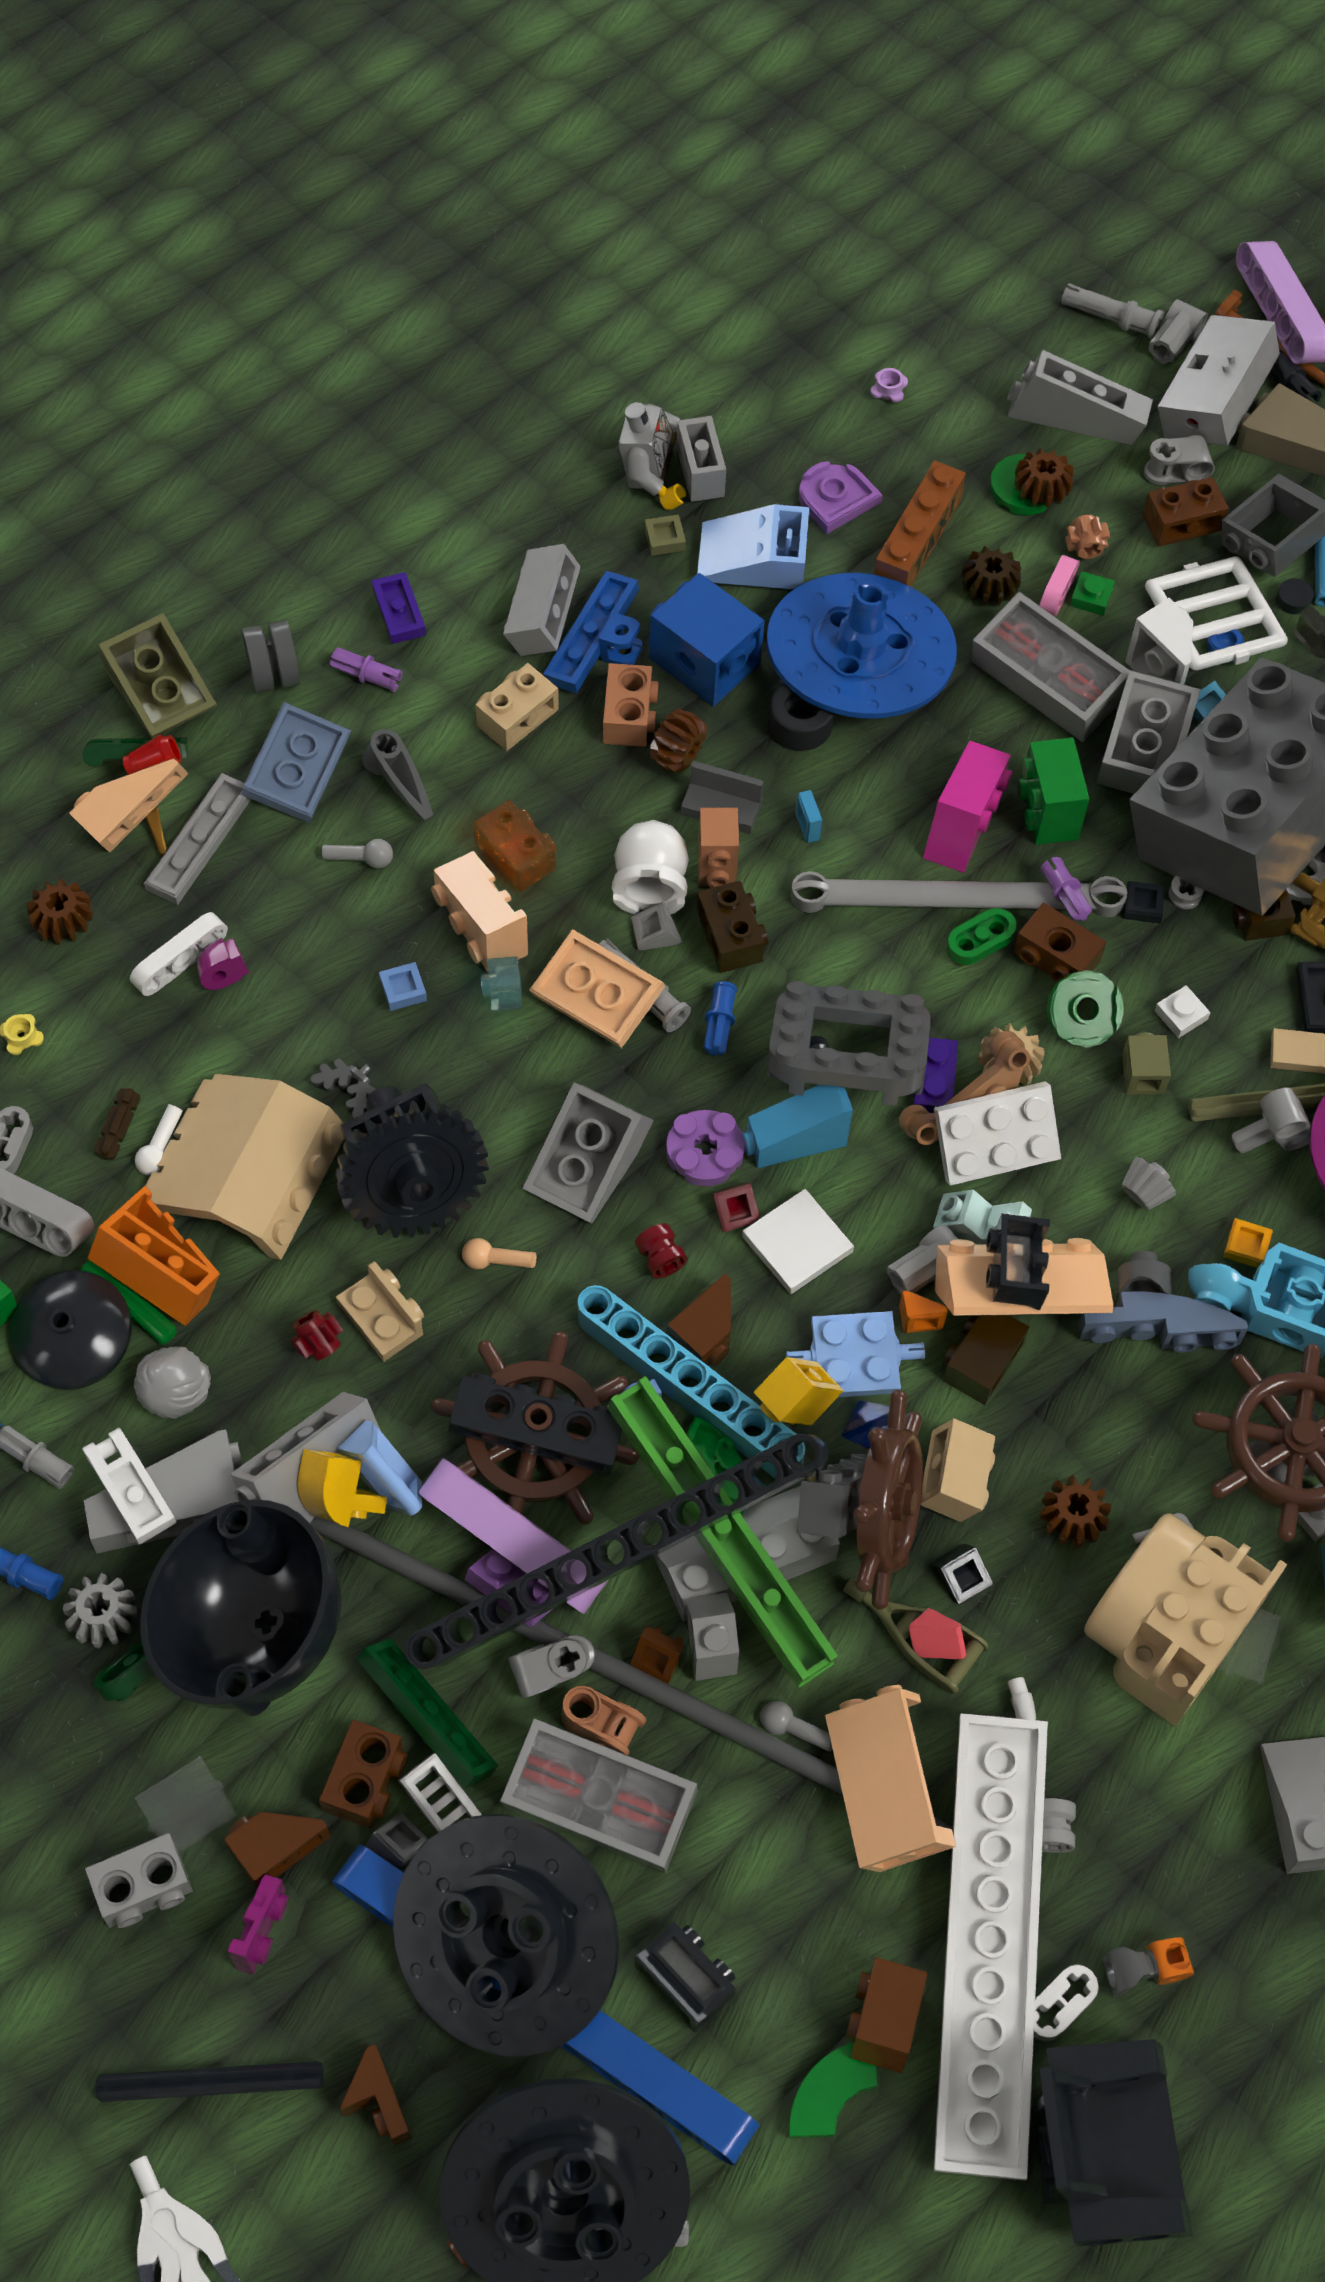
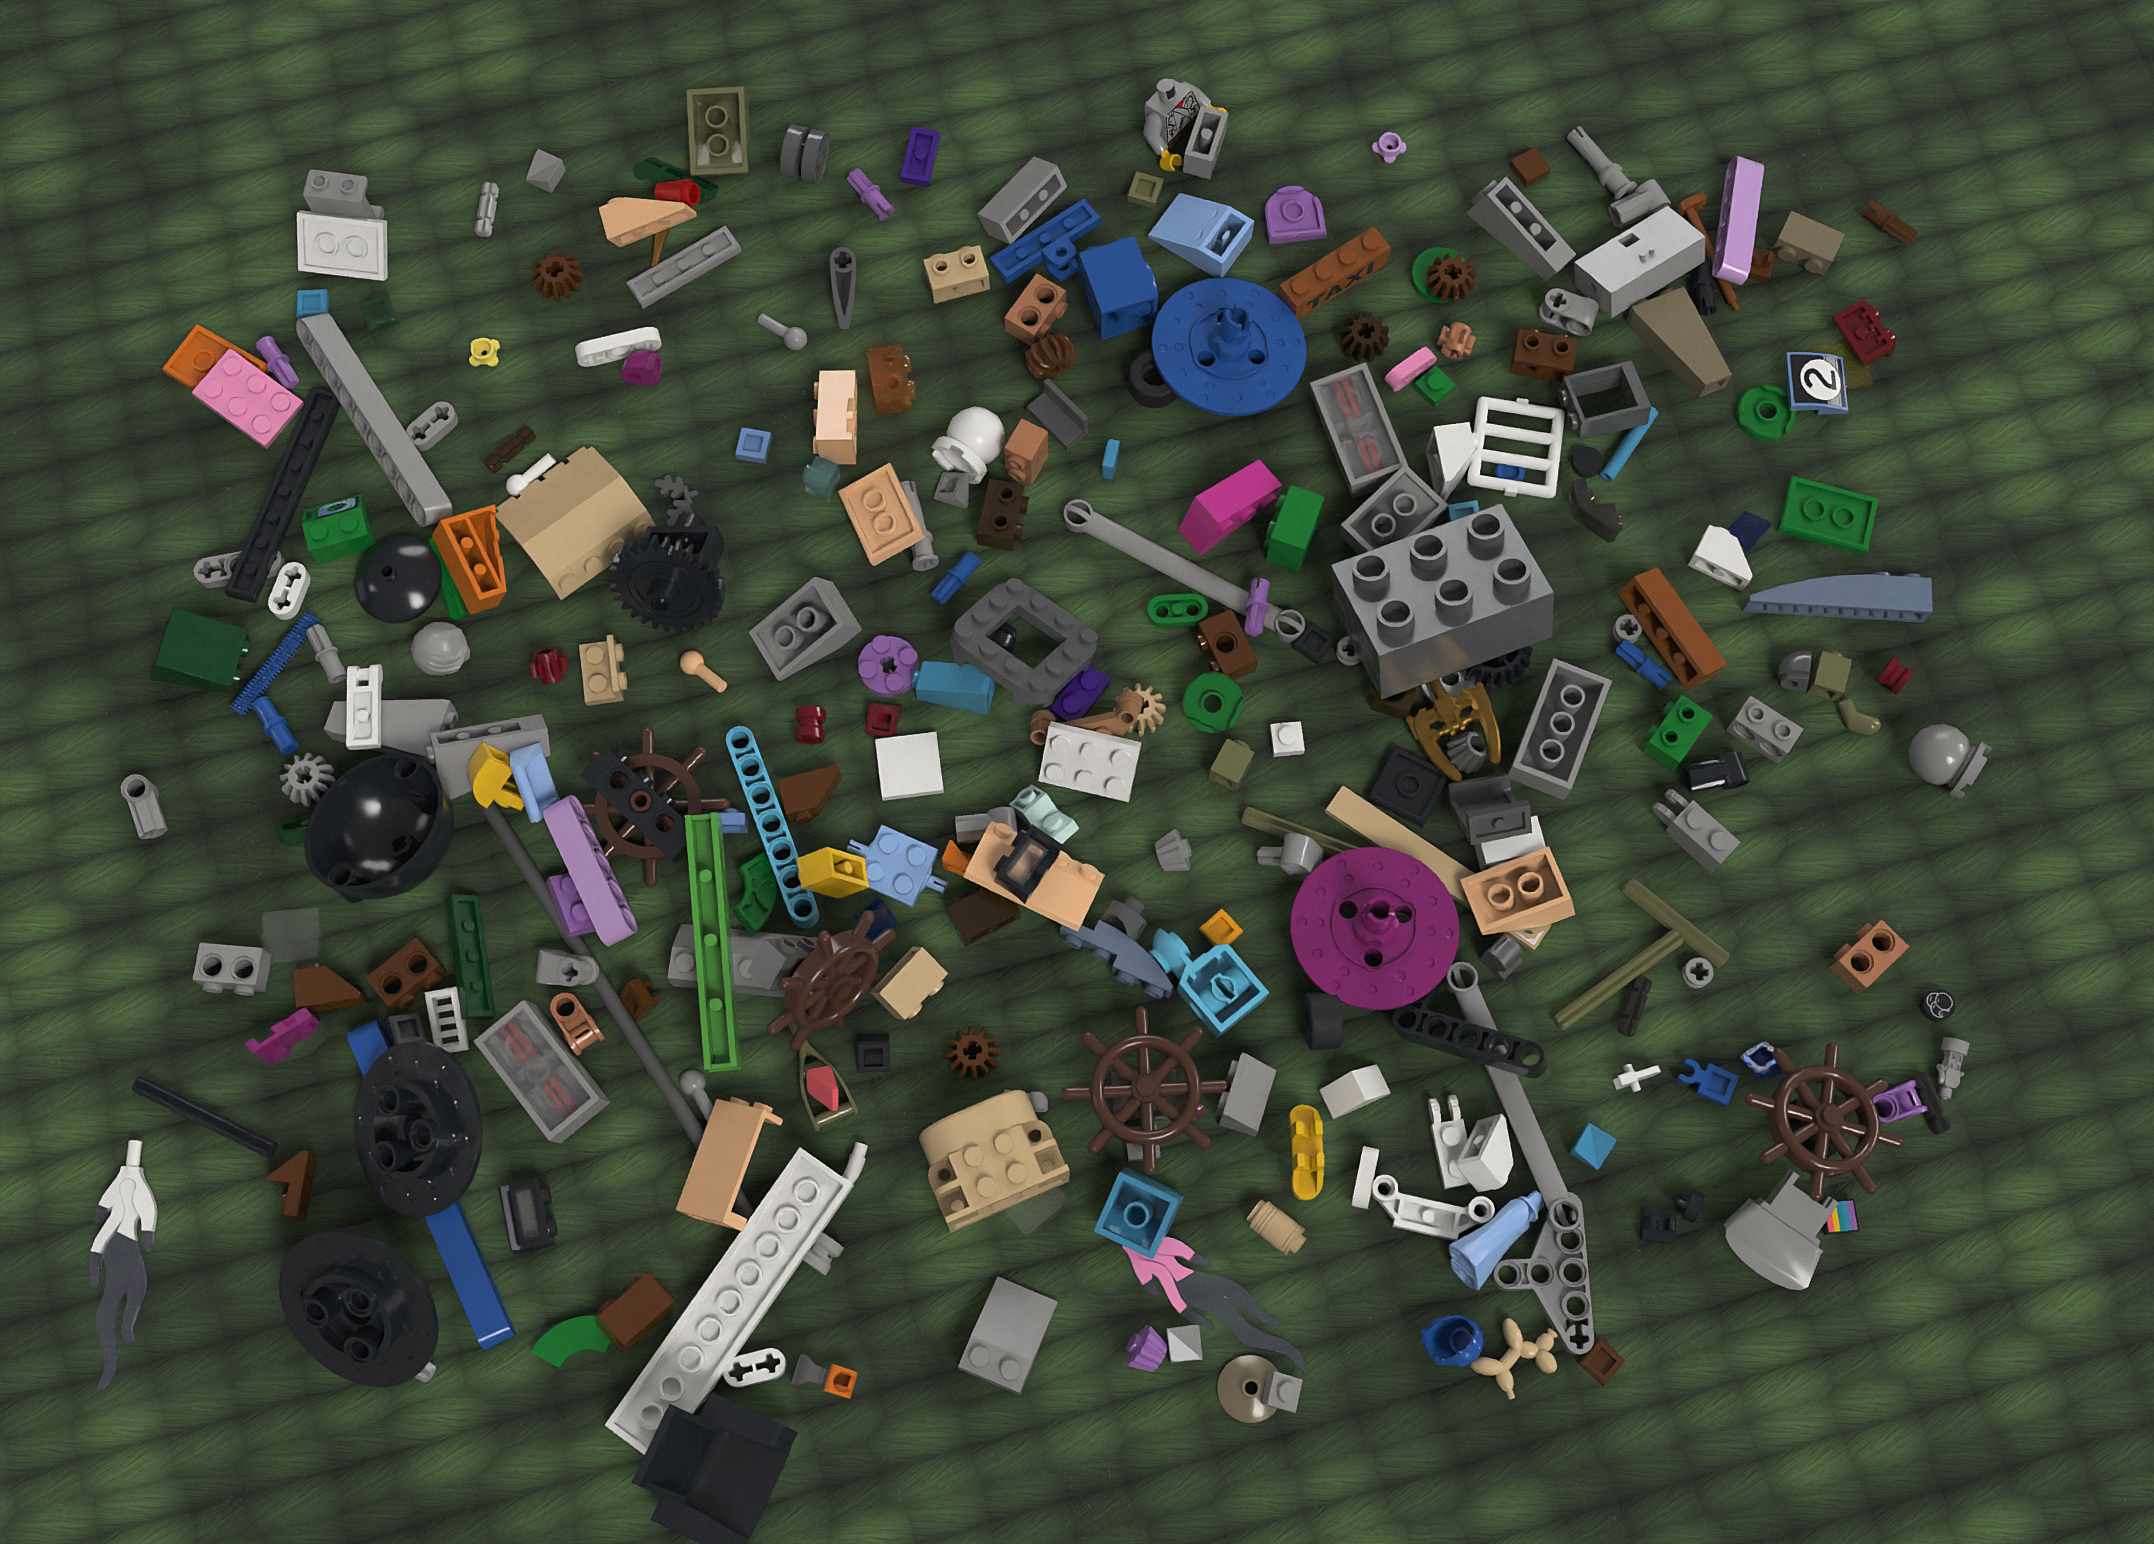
camera: 30 degrees right, 10 degrees up
(296, 762) = (780, 242): sand blue tile -> none
(595, 1558) = (644, 919): black beam -> none
(712, 1636) = (673, 1006): light grey slope -> none
(1041, 339) = (1530, 167): none -> reddish brown tile

